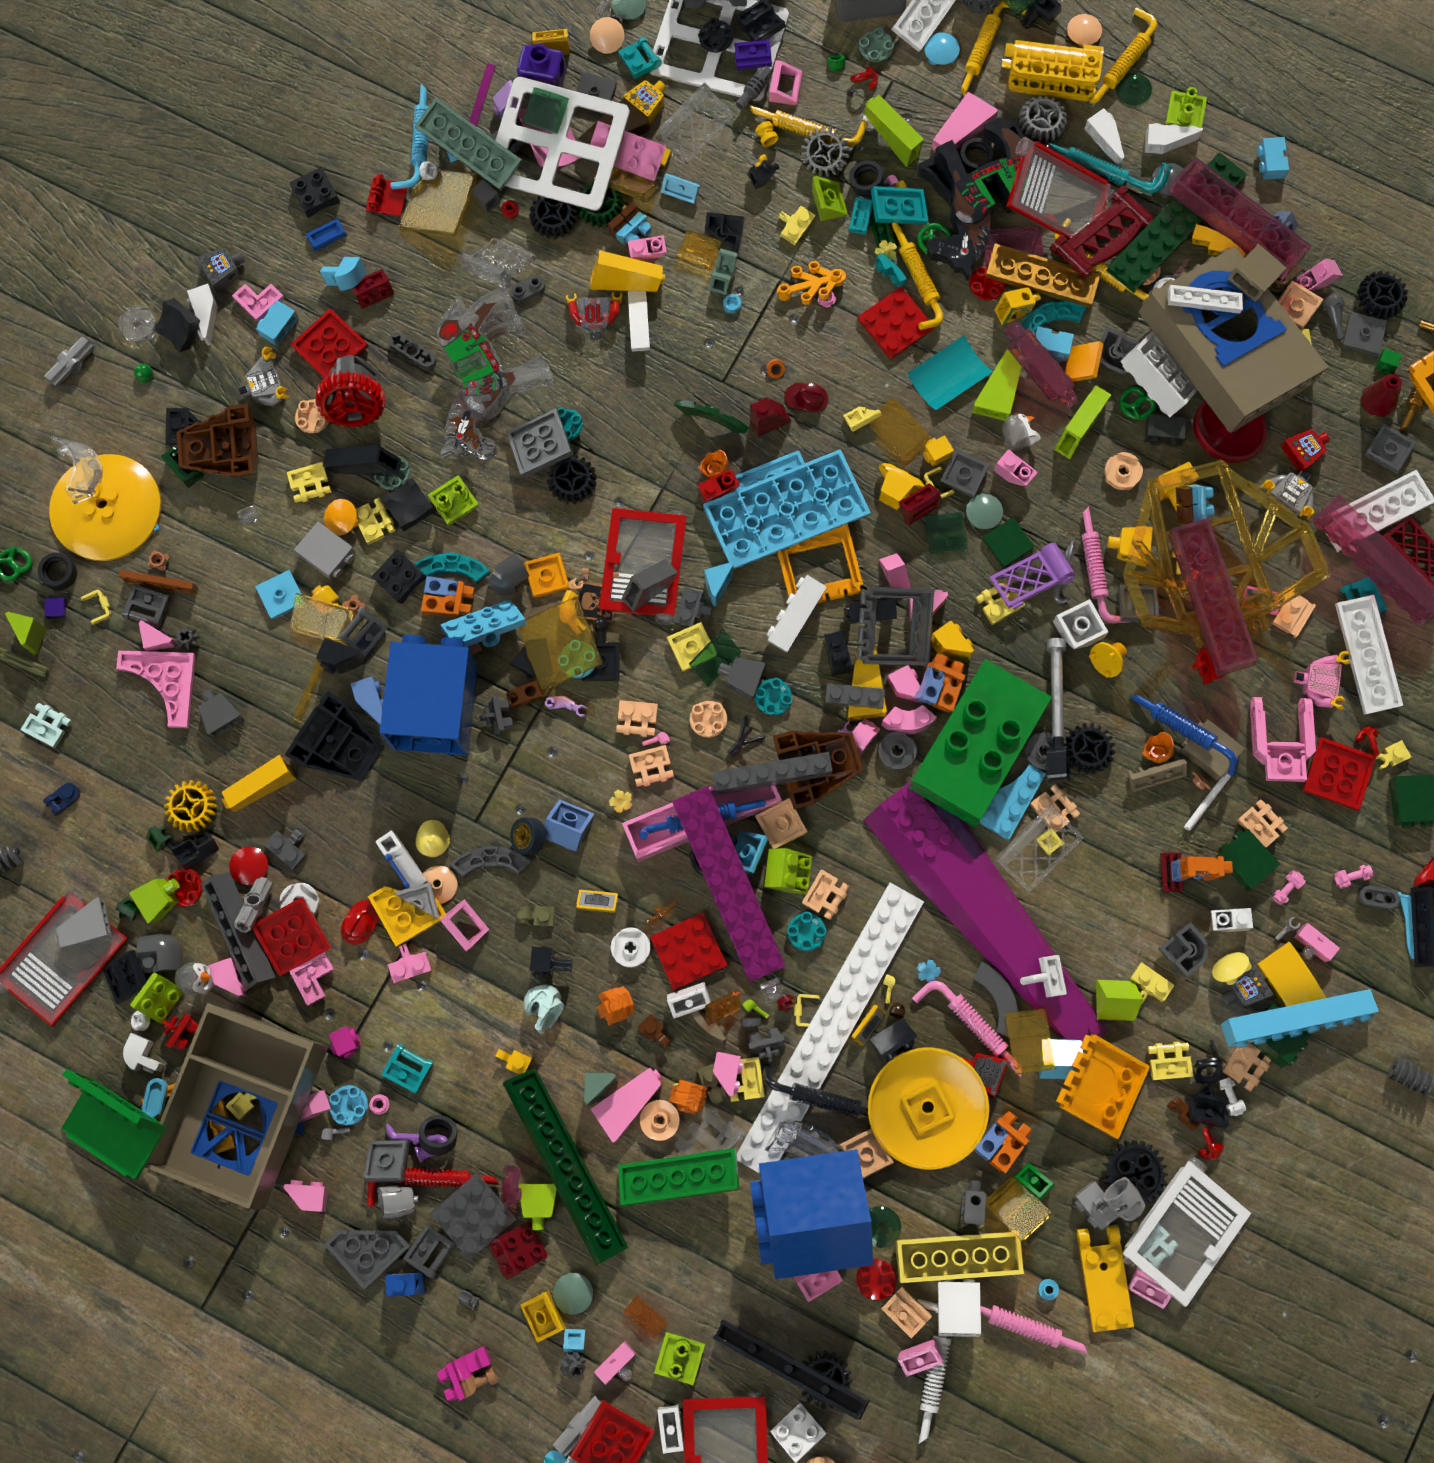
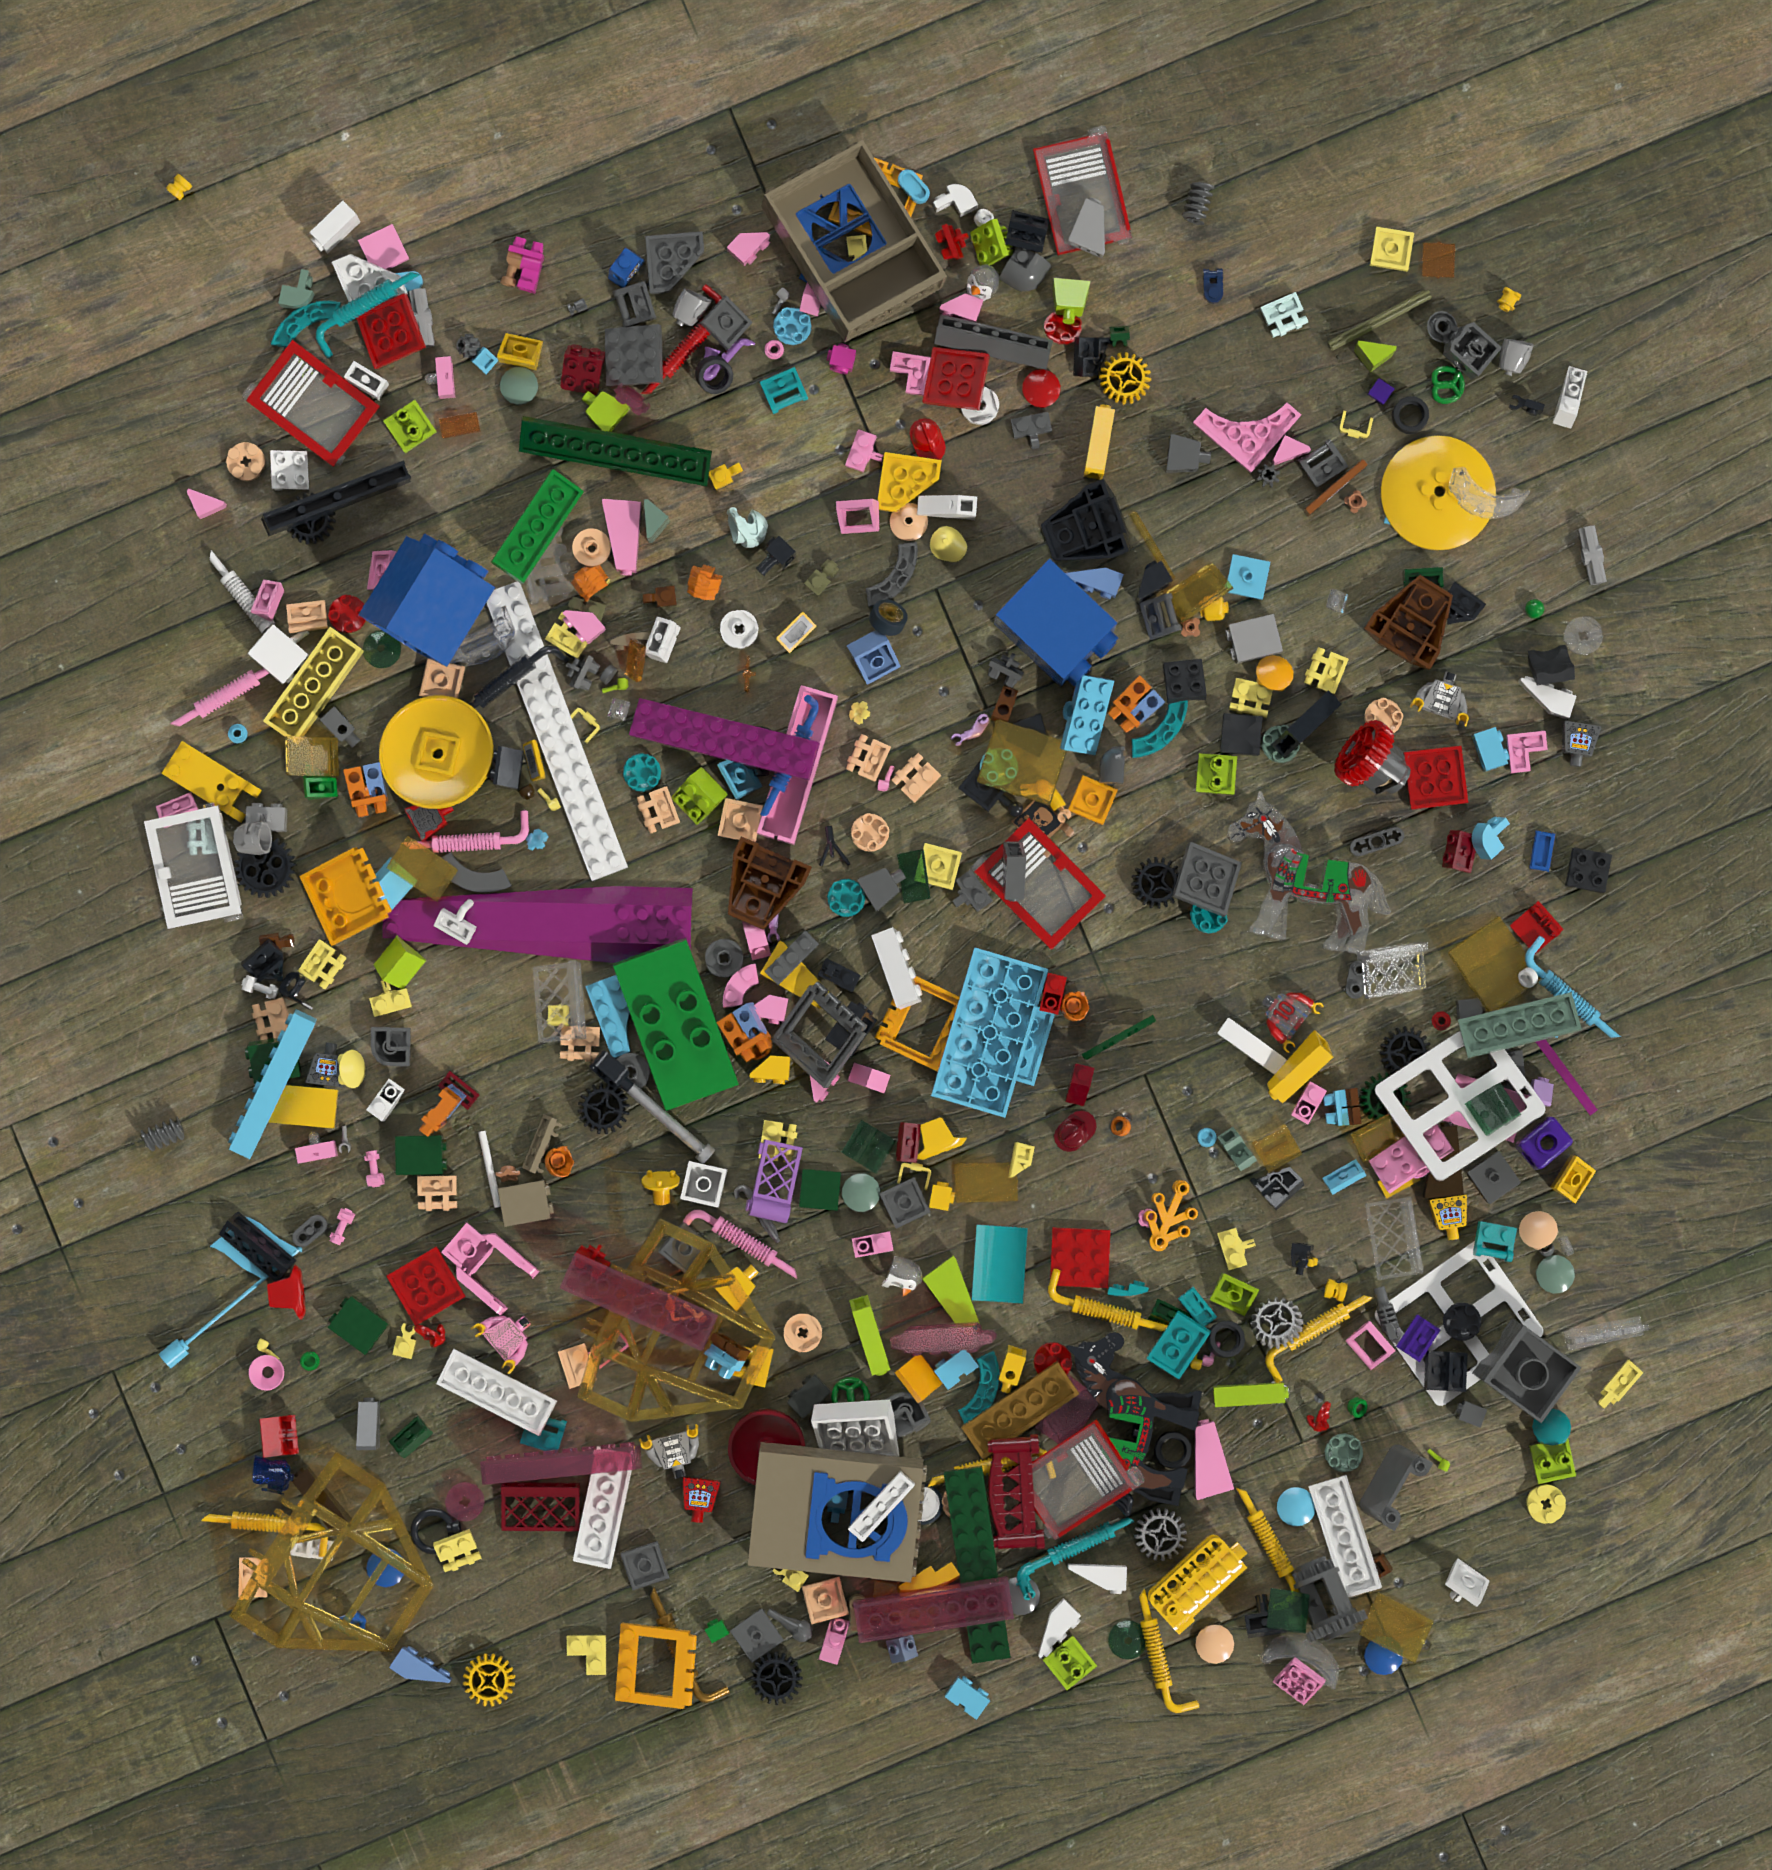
camera: 125 degrees right, 10 degrees up
(111, 1127) = (914, 139): green piece -> none
(129, 908) = (1080, 272): dark green tile -> none
(253, 905) = (1008, 375): light grey piece -> none
(388, 857) = (955, 497): blue hinge -> none
(421, 897) = (906, 499): light grey tile -> none
(688, 951) = (700, 671): red plate -> none
(717, 581) = (973, 926): medium azure slope -> none
(772, 773) = (780, 839): dark grey brick -> none
(785, 1003) = (601, 712): dark red plate -> none
(886, 249) = (1149, 1302): light yellow plant -> none
(920, 238) = (1130, 1351): green piece -> none
(1188, 729) = (556, 1193): blue piece -> none
(1215, 1148) = (233, 940): red piece -> none
(1256, 273) = (871, 1574): dark tan brick -> none
(1382, 395) = (695, 1589): dark red cone -> none

